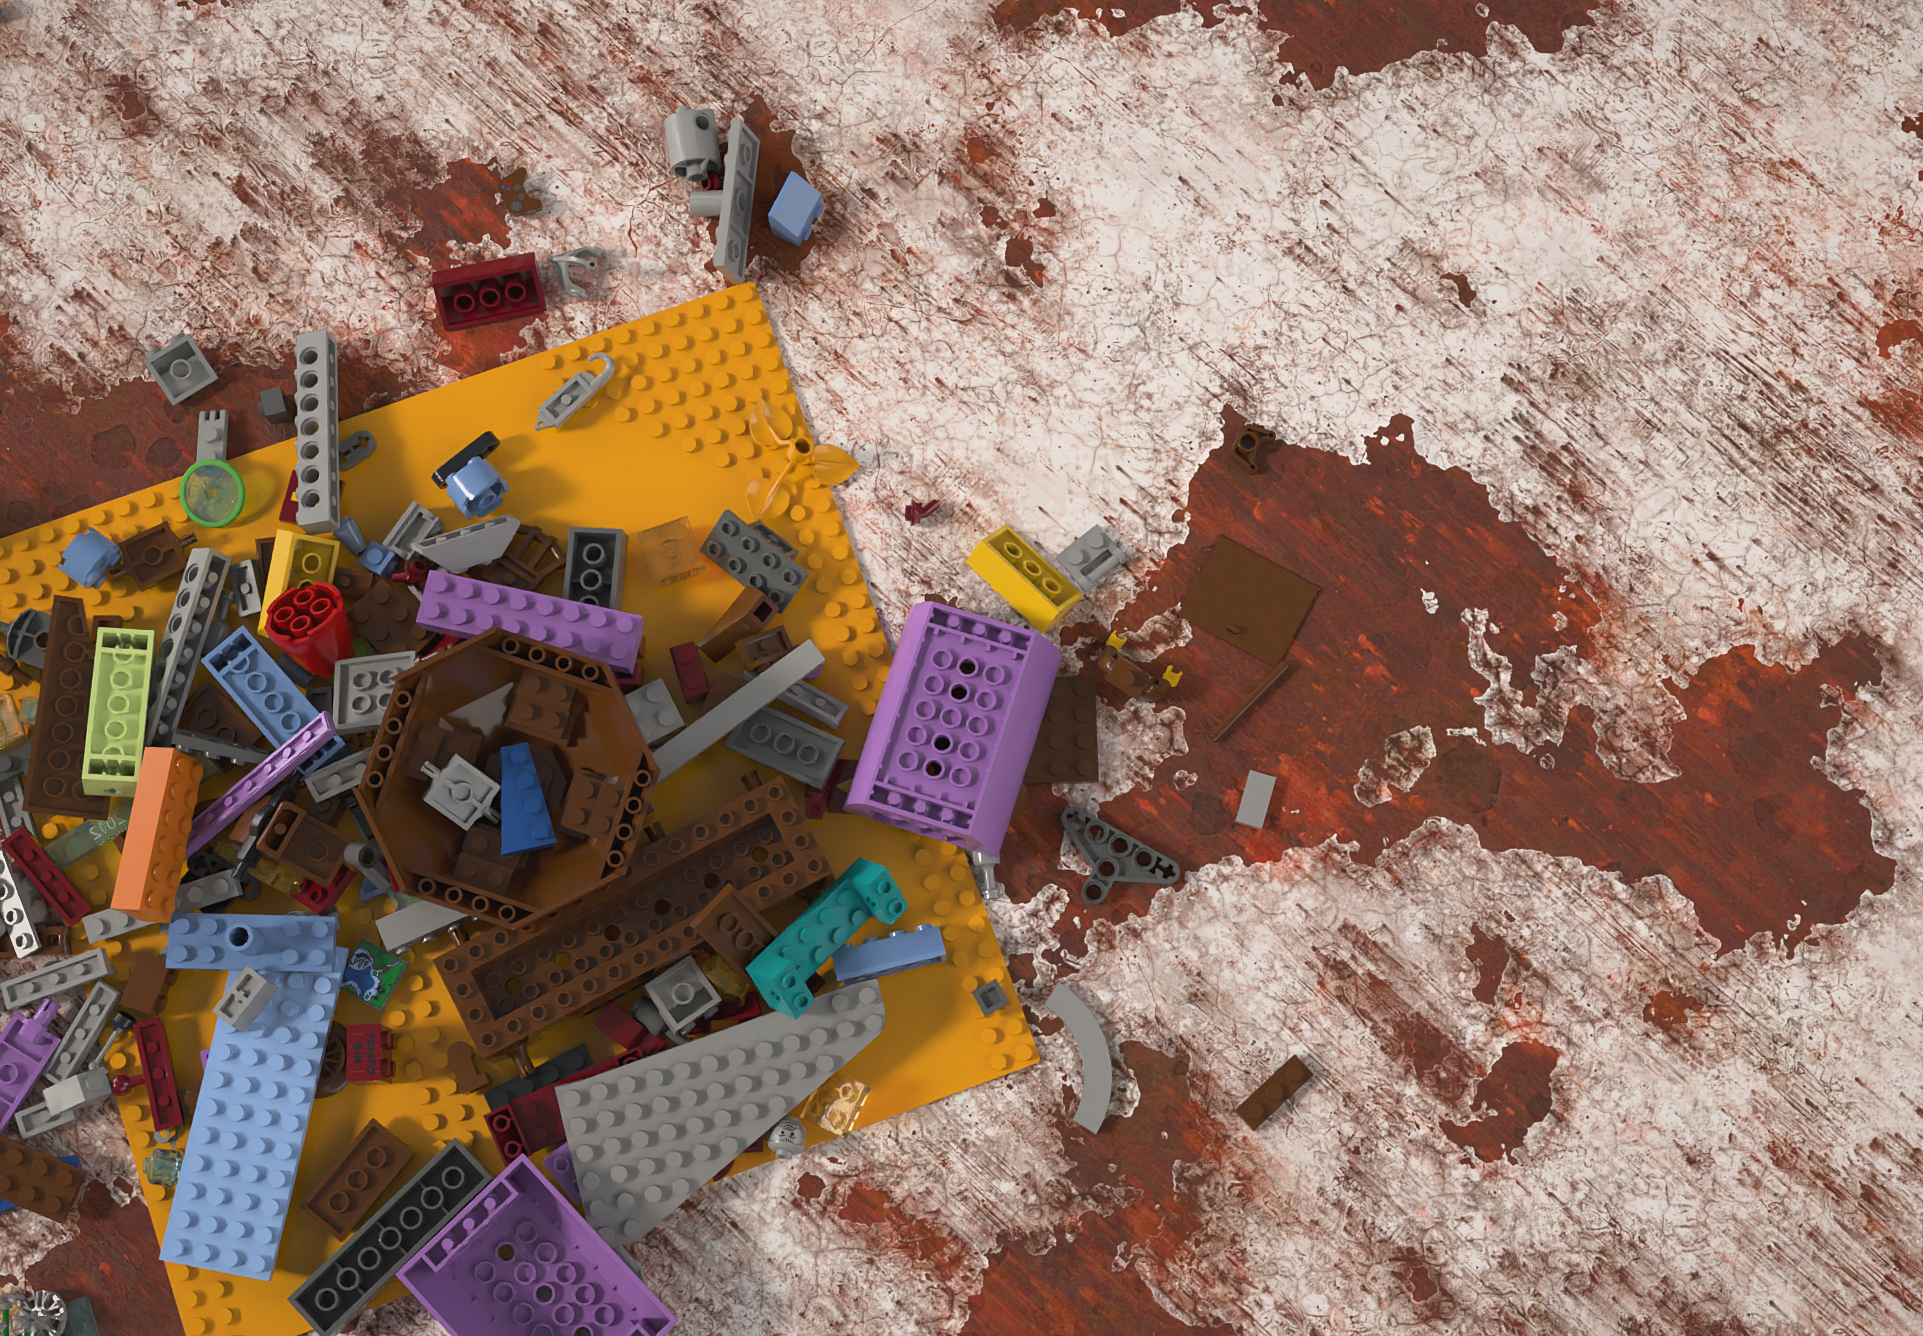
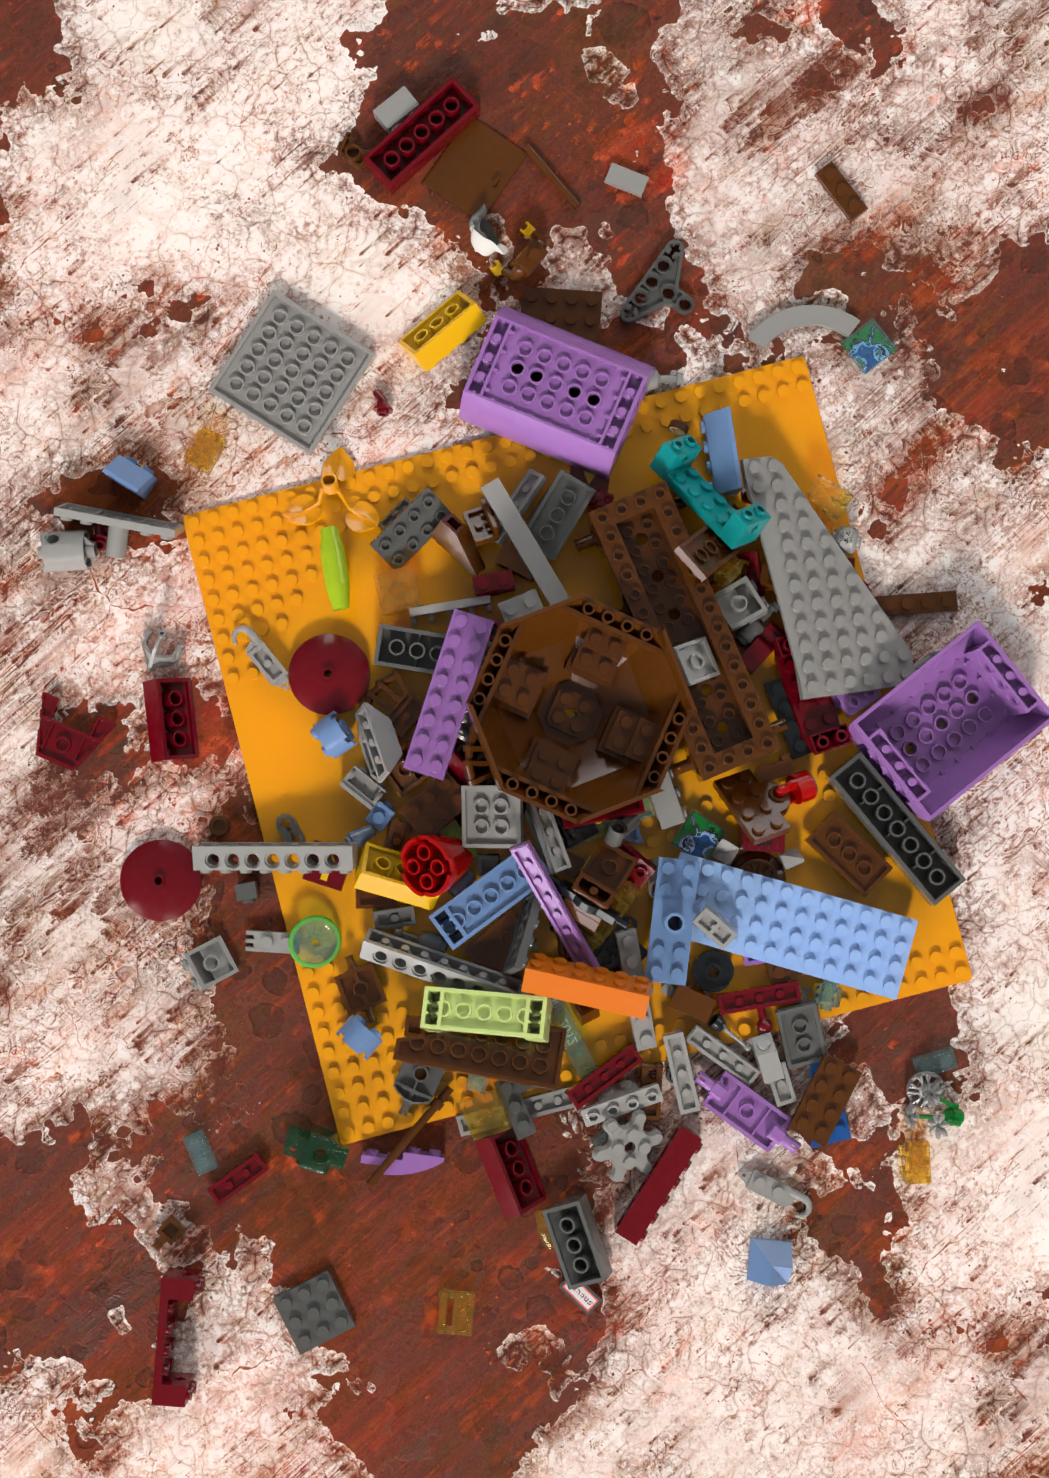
camera: 85 degrees left, 10 degrees up
(111, 1136) = (801, 1034): none -> dark grey plate
(178, 1003) = (707, 981): none -> black plate
(308, 304) = (179, 884): none -> dark red dish
(347, 1100) = (790, 858): none -> light grey slope
(353, 1011) = (725, 851): none -> light grey slope
(359, 364) = (219, 825): none -> reddish brown tile
(414, 571) = (396, 786): dark red plate -> none
(414, 1047) = (762, 805): none -> reddish brown plate
(452, 167) = (63, 743): none -> dark red wing
(461, 792) = (579, 751): light grey plate -> none
(482, 447) = (308, 744): black beam -> none
(515, 196) = (94, 694): reddish brown piece -> none
(523, 806) = (597, 706): blue wing -> none
(564, 500) = (348, 679): none -> dark red dish
(593, 935) = (696, 661): none -> light grey tile
(656, 621) = (430, 610): none -> light grey hinge
(687, 466) = (335, 568): none -> lime plate
(711, 1247) = (918, 603): none -> reddish brown plate
(838, 298) = (205, 450): none -> clear yellow brick
(921, 896) = (678, 427): none -> reddish brown tile
(950, 395) = (292, 372): none -> light grey plate
(990, 998) = (757, 384): dark grey plate -> none
(1063, 1150) = (869, 346): none -> clear light blue tile
(1085, 552) = (426, 285): light grey plate -> none
(1155, 619) = (483, 236): none -> hair
(1278, 526) = (422, 135): none -> dark red brick
(1309, 492) = (395, 109): none -> light grey hinge

